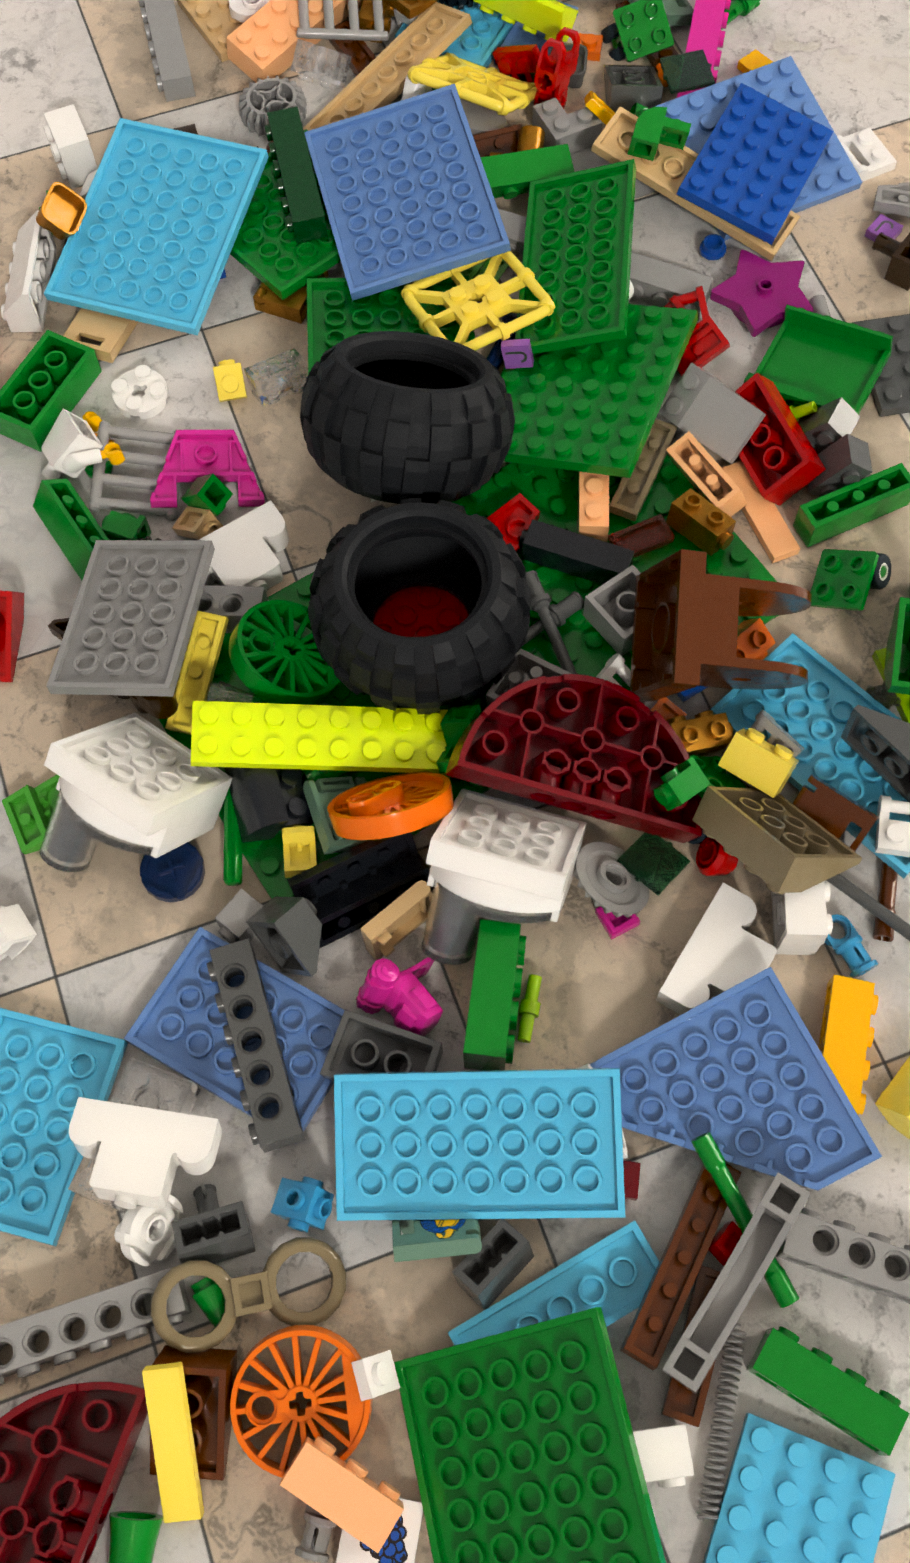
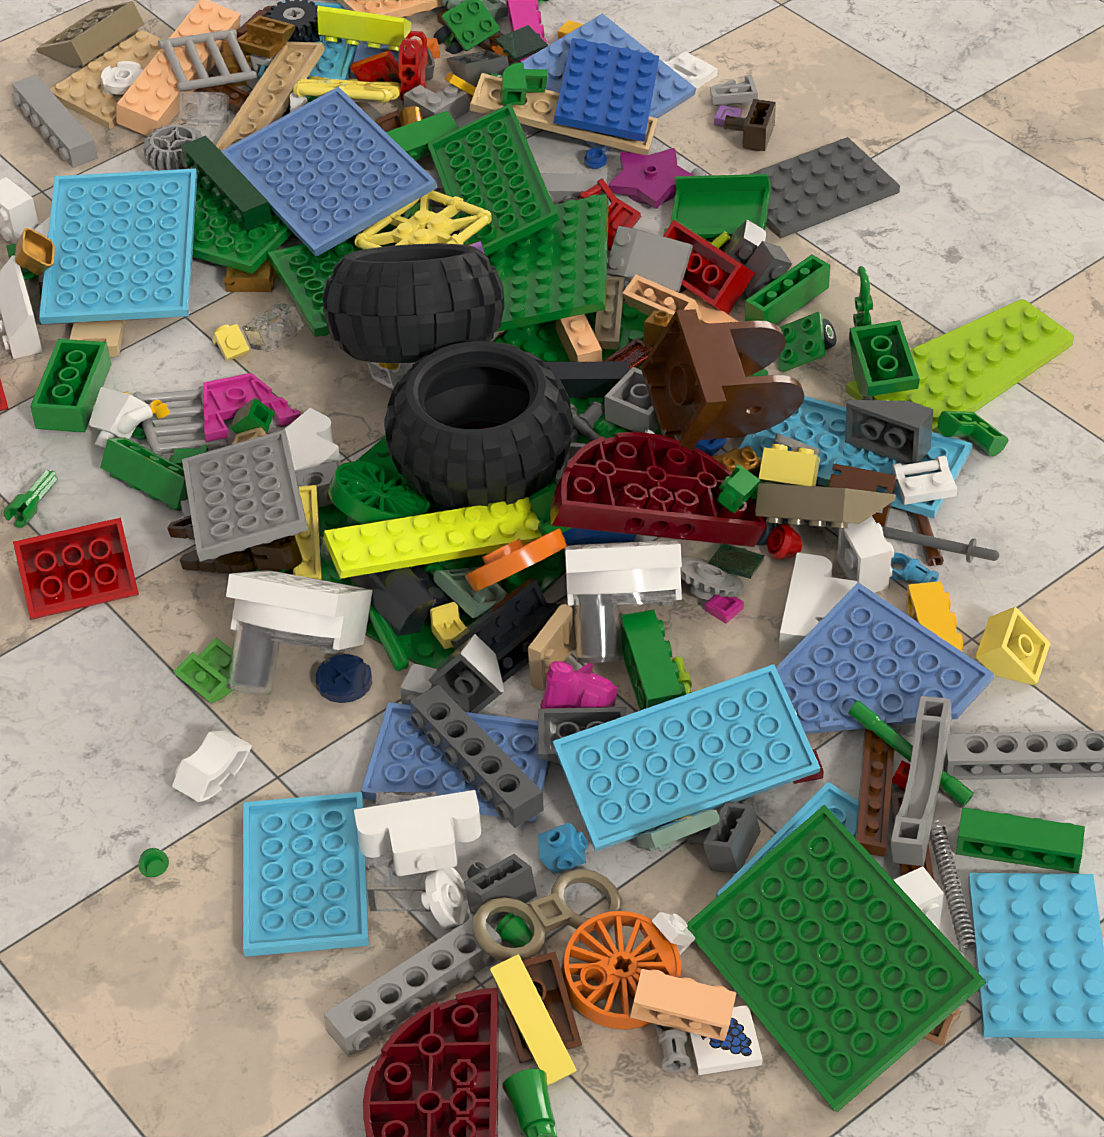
camera: 20 degrees left, 20 degrees down
(137, 380) = (143, 374): white plate -> none

